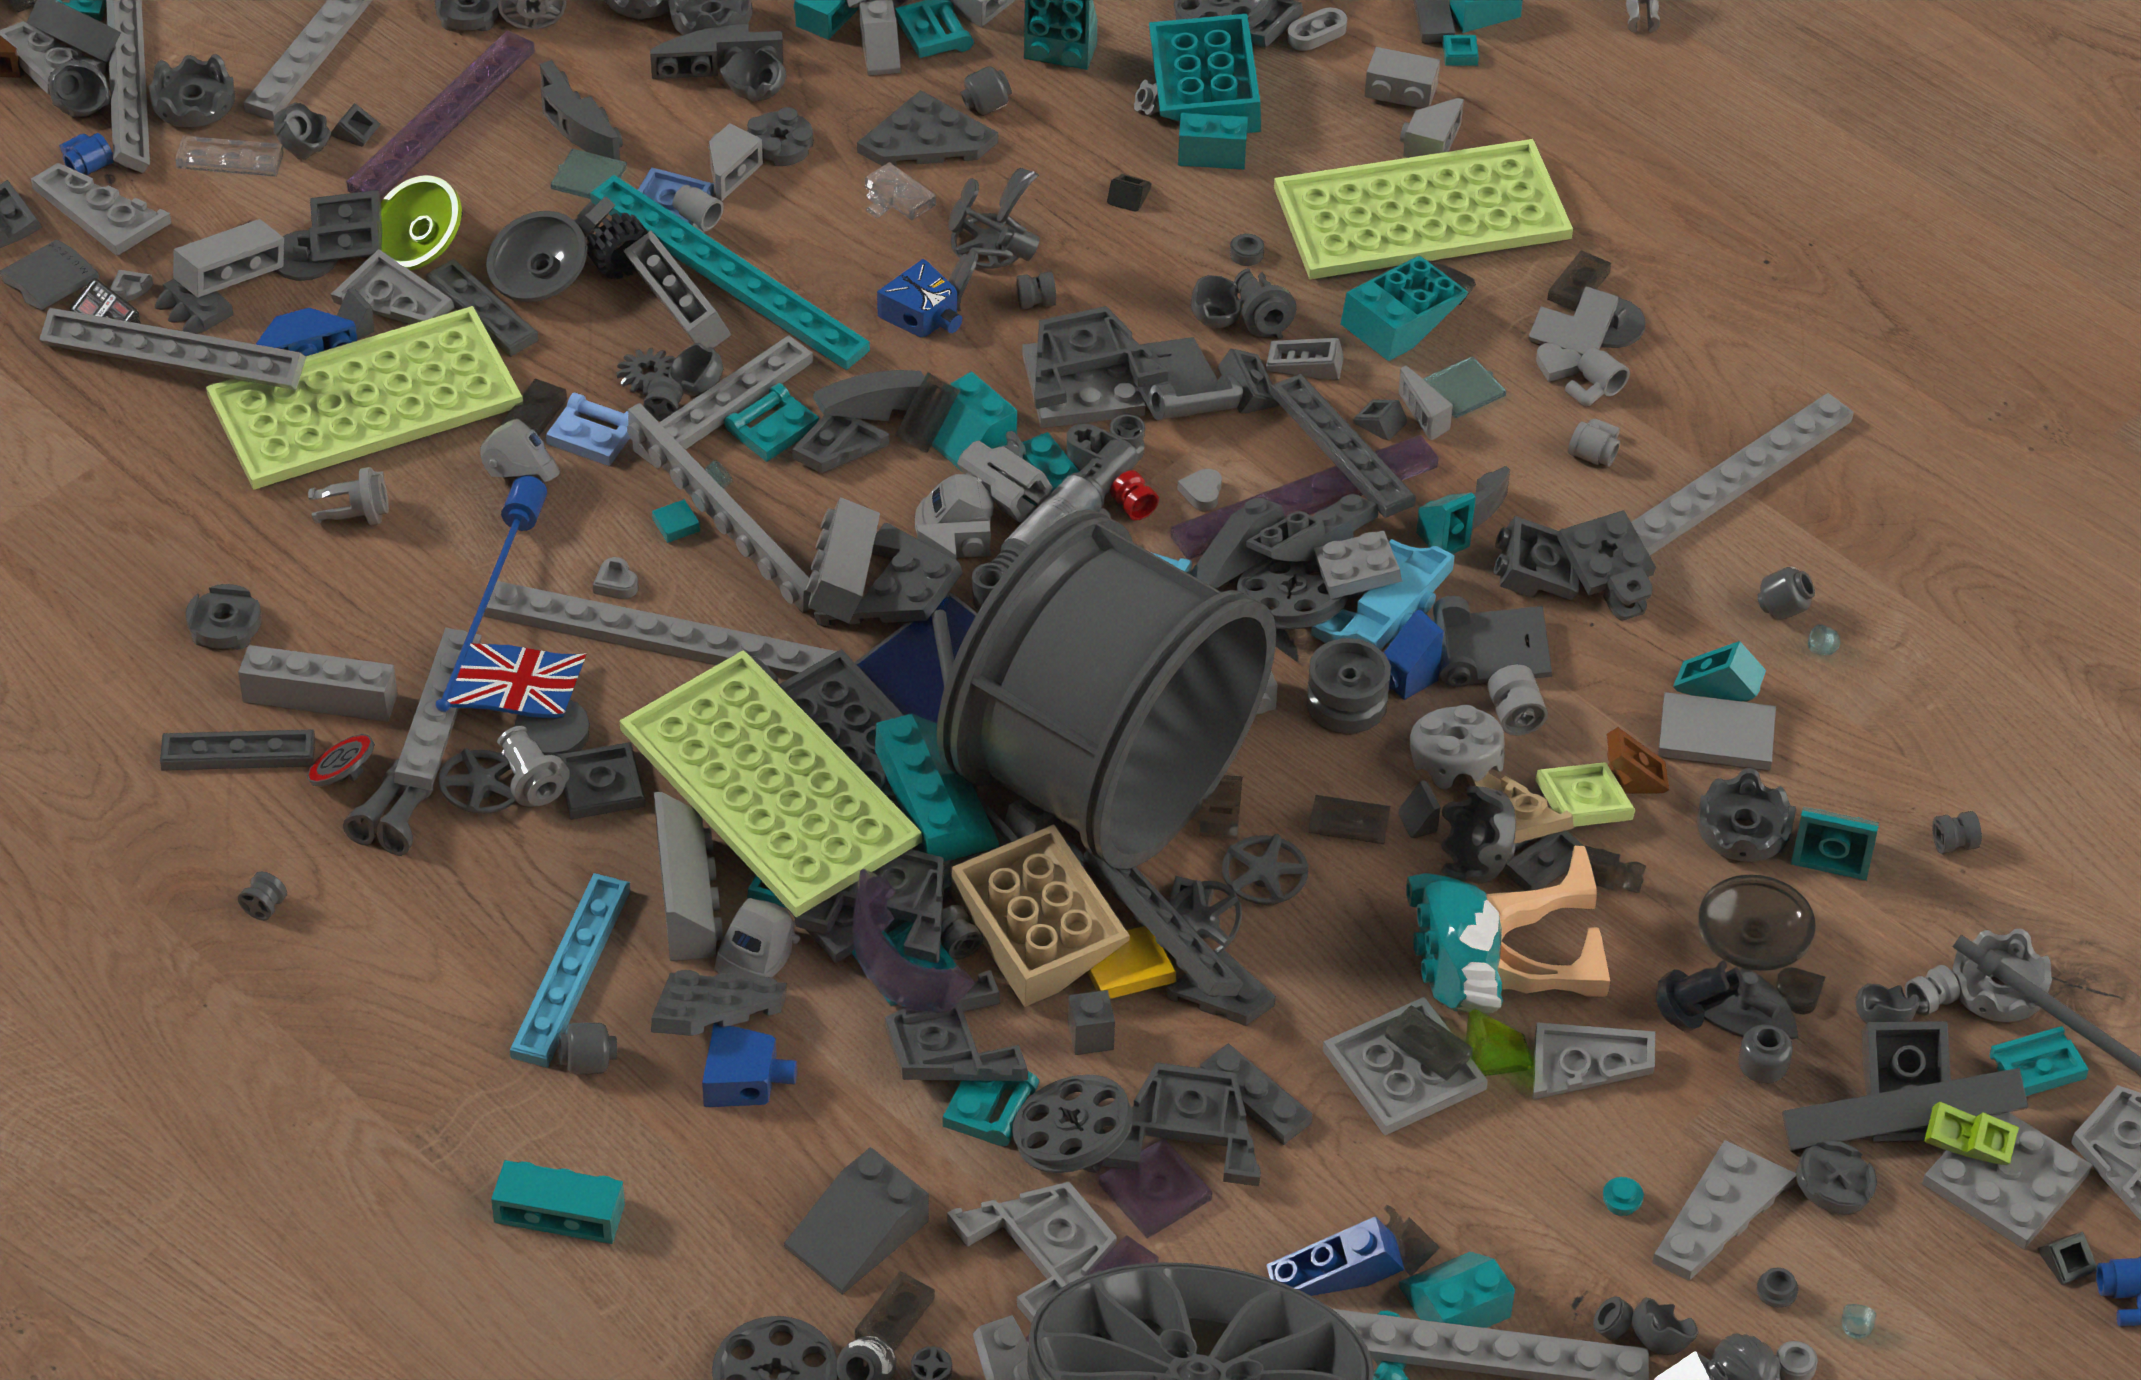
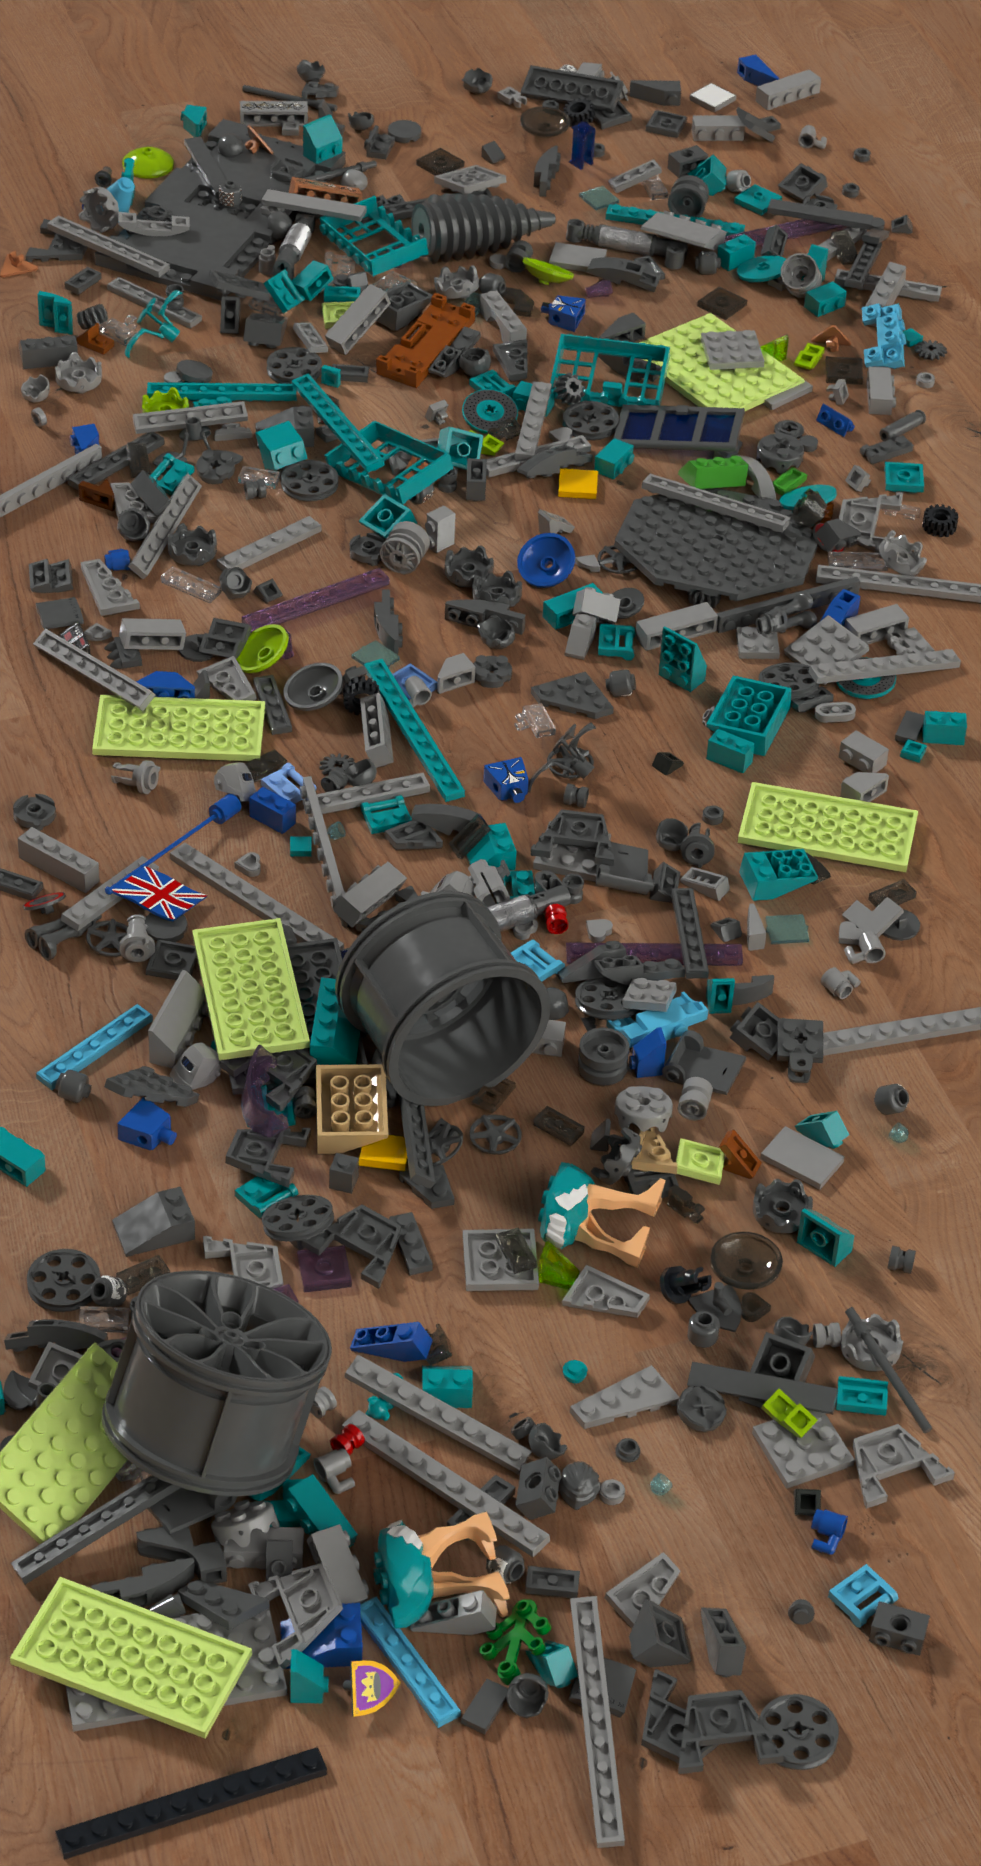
camera: 25 degrees right, 5 degrees down
(600, 478) = (272, 810): none -> blue brick

